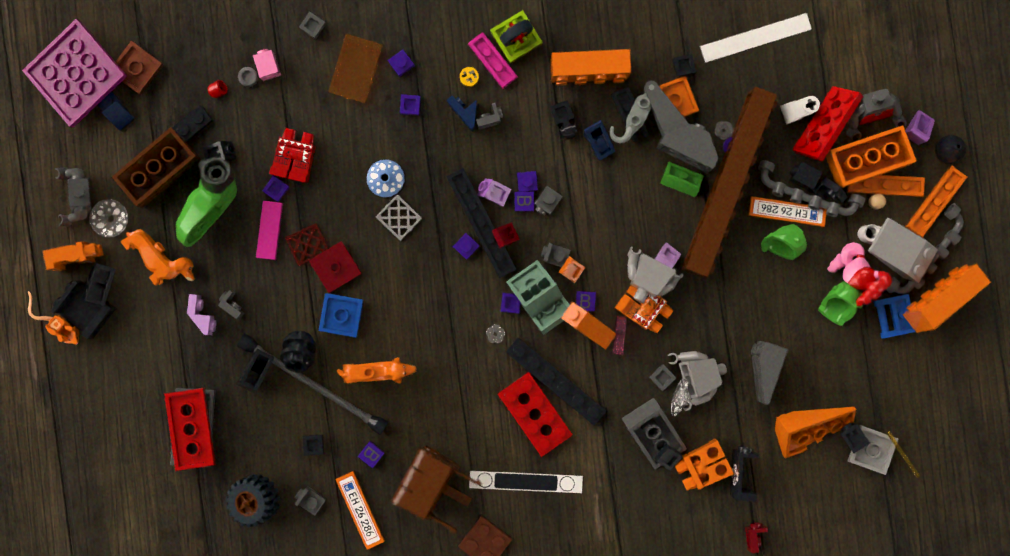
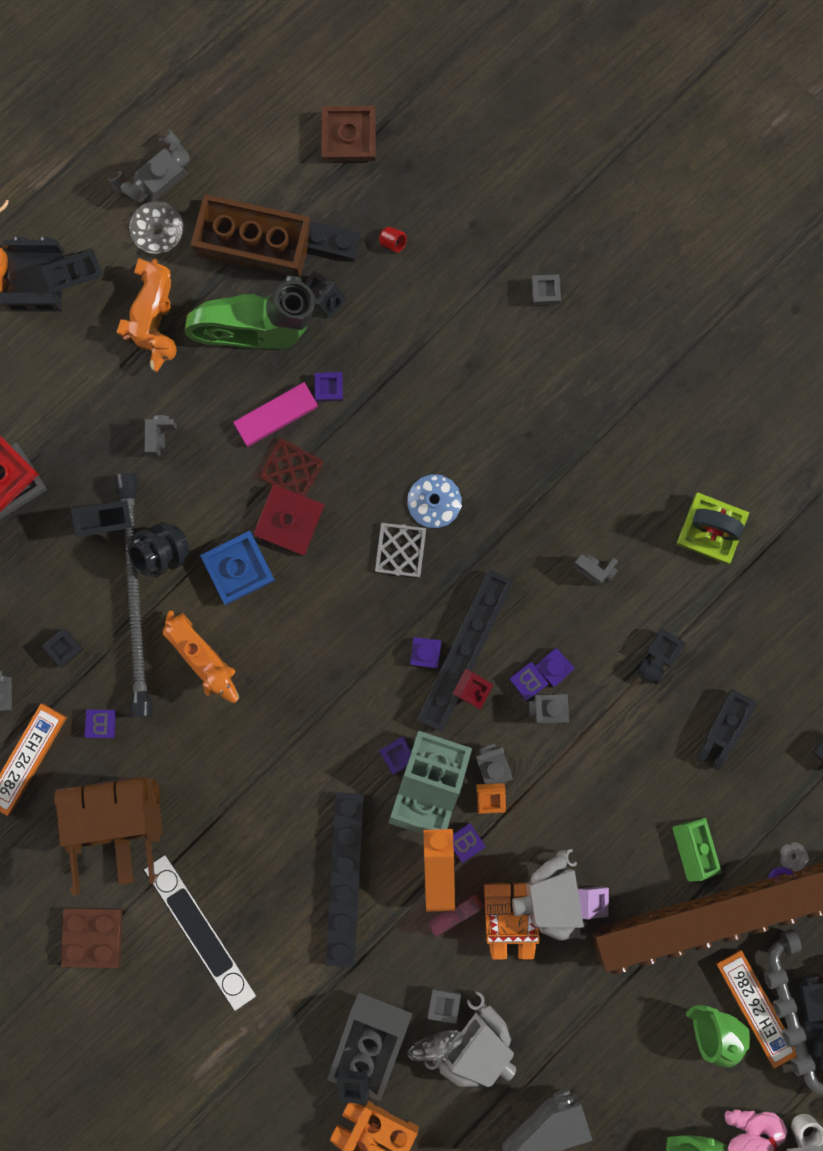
camera: 60 degrees right, 5 degrees down
(74, 73) = (291, 72): magenta plate -> none
(81, 253) = (94, 225): orange hips -> none
(115, 111) = (283, 145): dark blue slope -> none
(204, 322) = (115, 420): lavender slope -> none
(248, 76) = (432, 262): flat silver tile -> none
(266, 64) = (462, 272): bright pink brick -> none
(293, 158) = (378, 379): red hips -> none
(355, 68) = (534, 374): clear orange piece -> none
(401, 63) = (580, 420): dark purple plate -> none
(410, 105) = (540, 466): dark purple tile -> none
(467, 115) = (578, 540): dark blue slope -> none
(469, 77) = (624, 509): yellow tile -> none
(490, 333) = (340, 764): clear plate -> none
(492, 60) = (664, 522): dark pink tile -> none
(493, 191) = (513, 637): medium lavender bracket -> none
(532, 427) = (269, 890): red plate -> none
(590, 66) = (746, 641): orange brick -> none
(599, 140) = (667, 716): dark blue slope -> none
(678, 139) = (743, 811): dark grey slope -> none
(681, 96) = (782, 769): orange tile -> none

